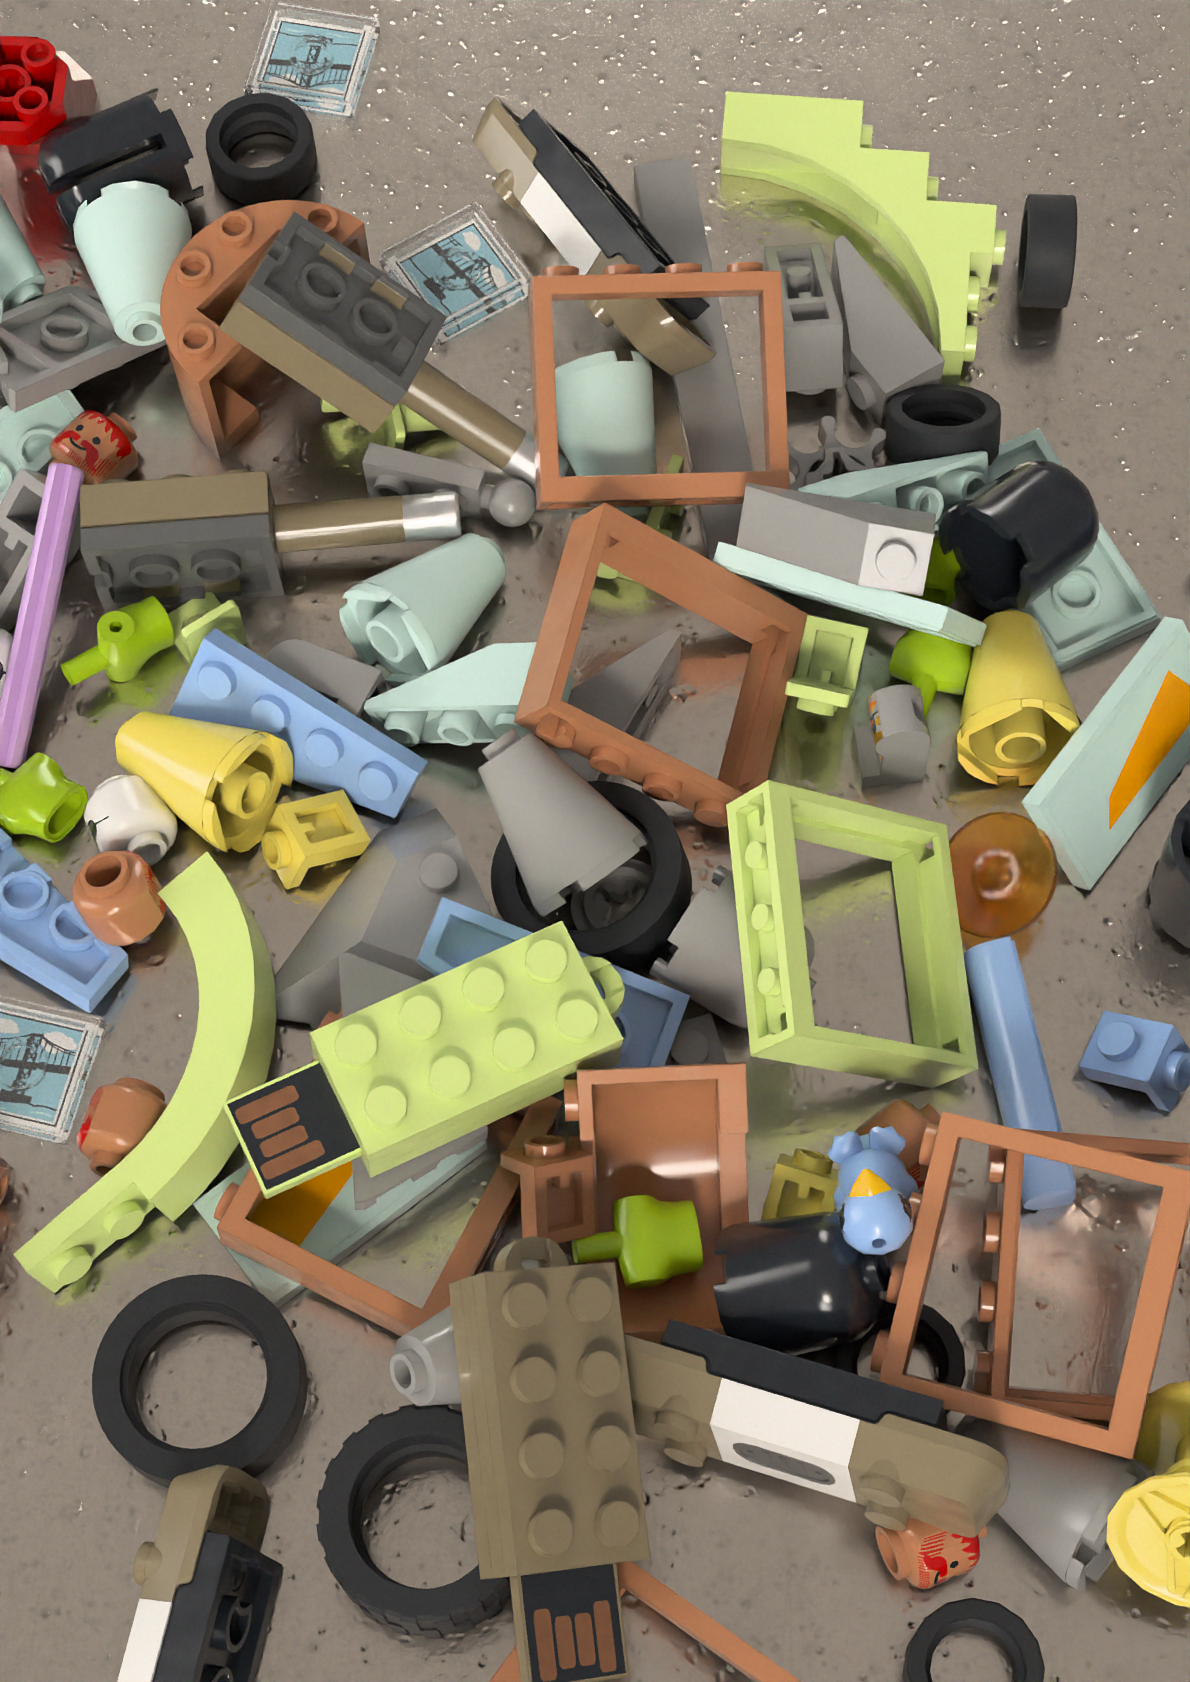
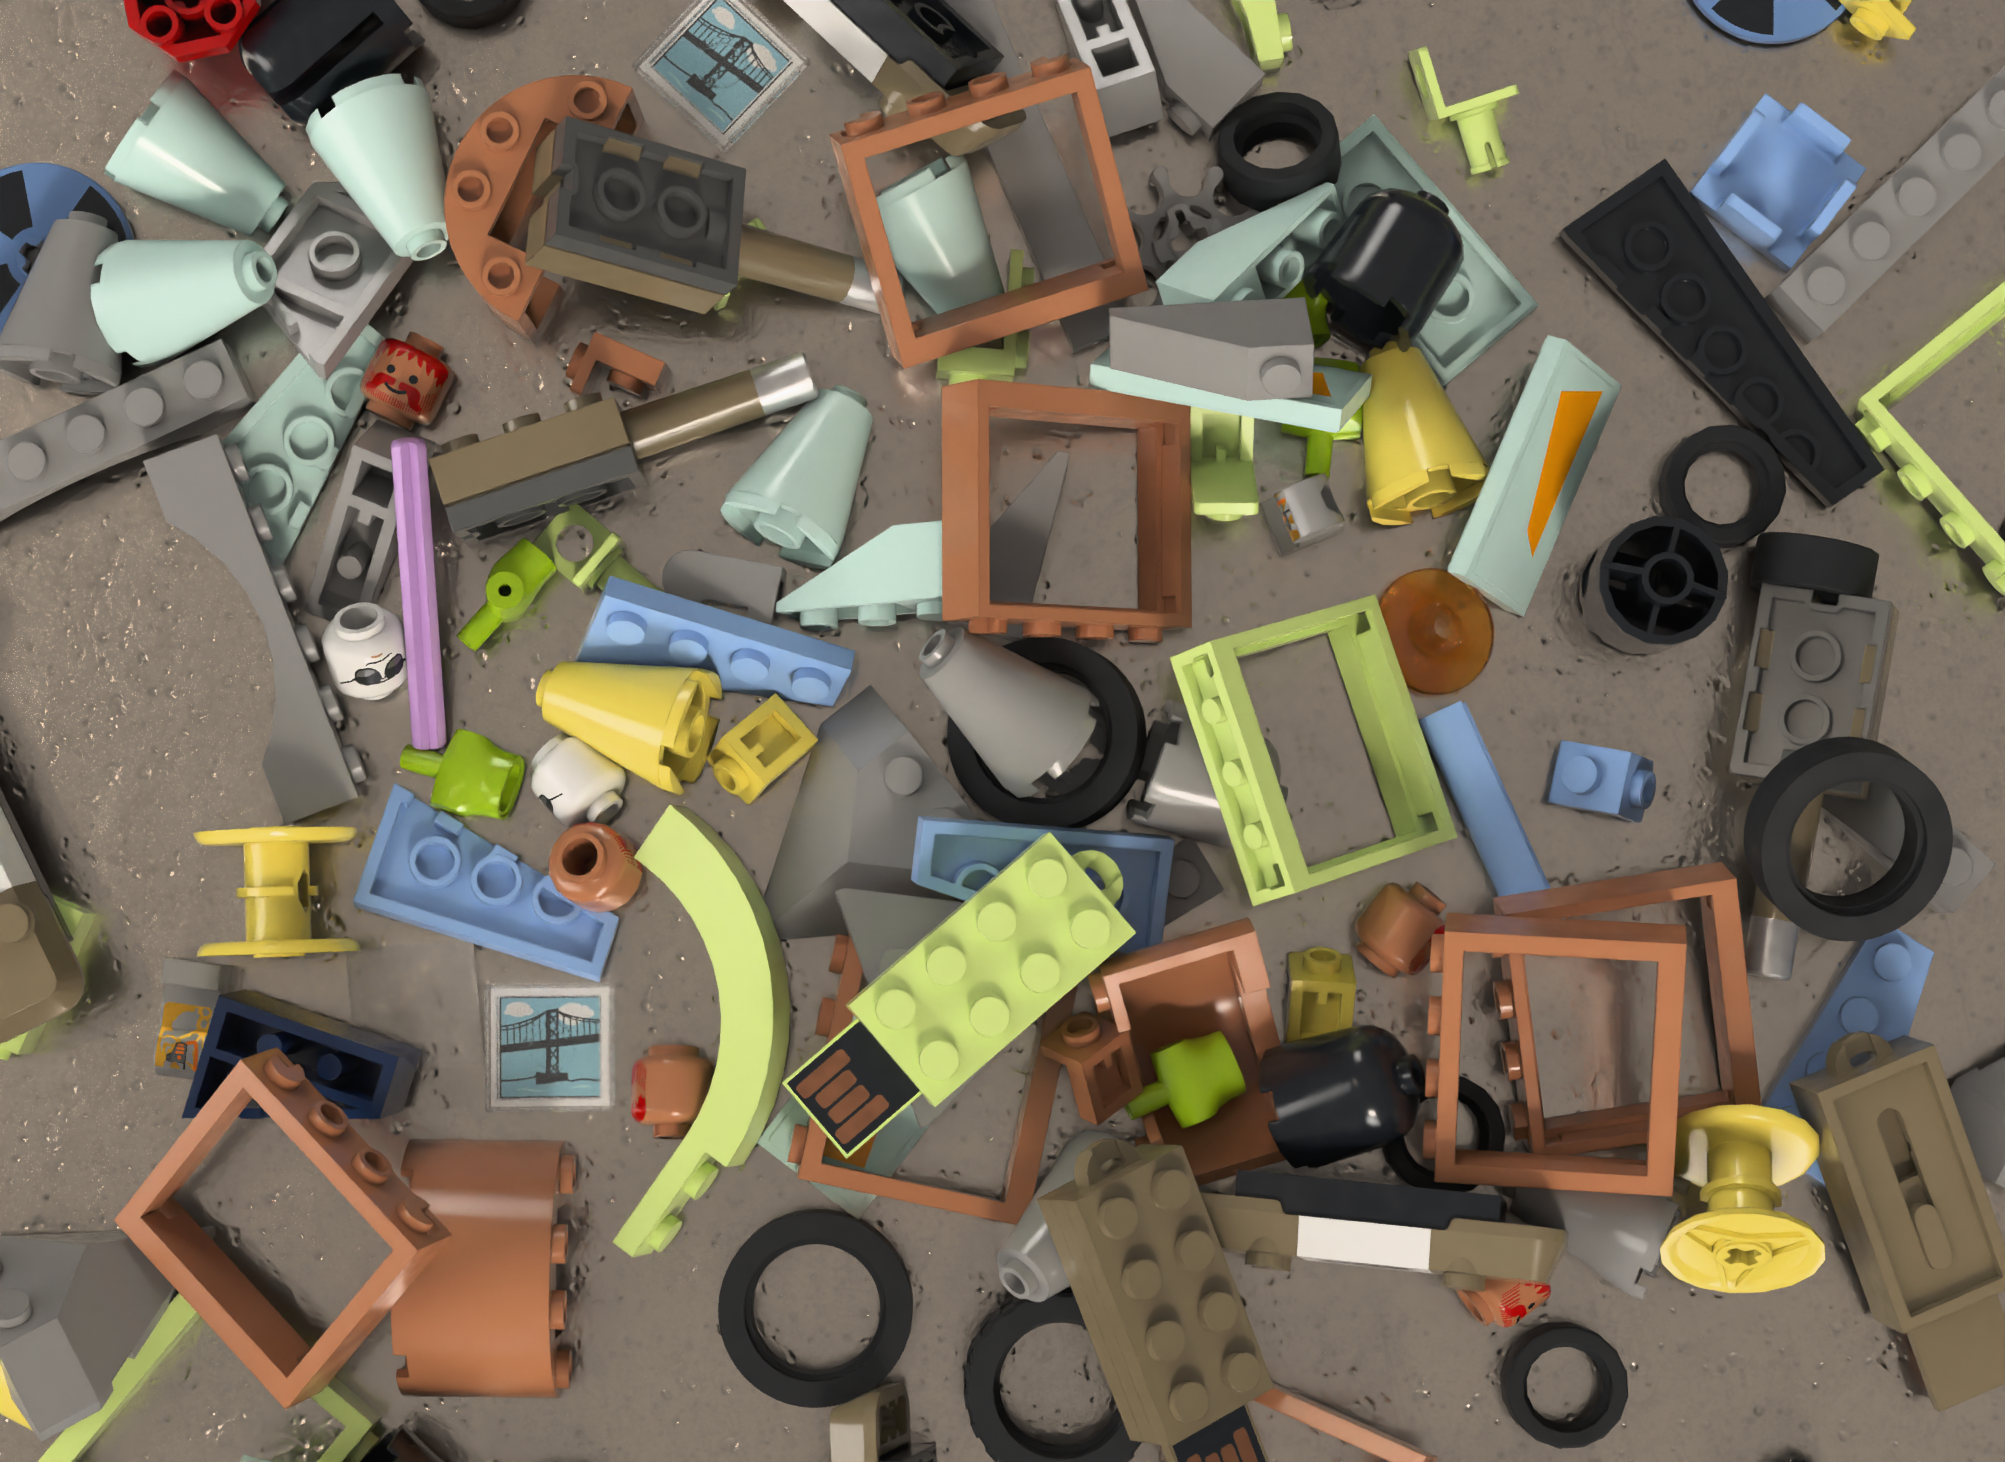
camera: 25 degrees left, 20 degrees up
(289, 475) = (627, 367): none -> nougat bracket
(402, 472) = (729, 335): light grey plate -> none
(873, 1190) = (1393, 1002): light blue animal -> none
(1128, 438) = (1473, 115): none -> yellowish green bracket

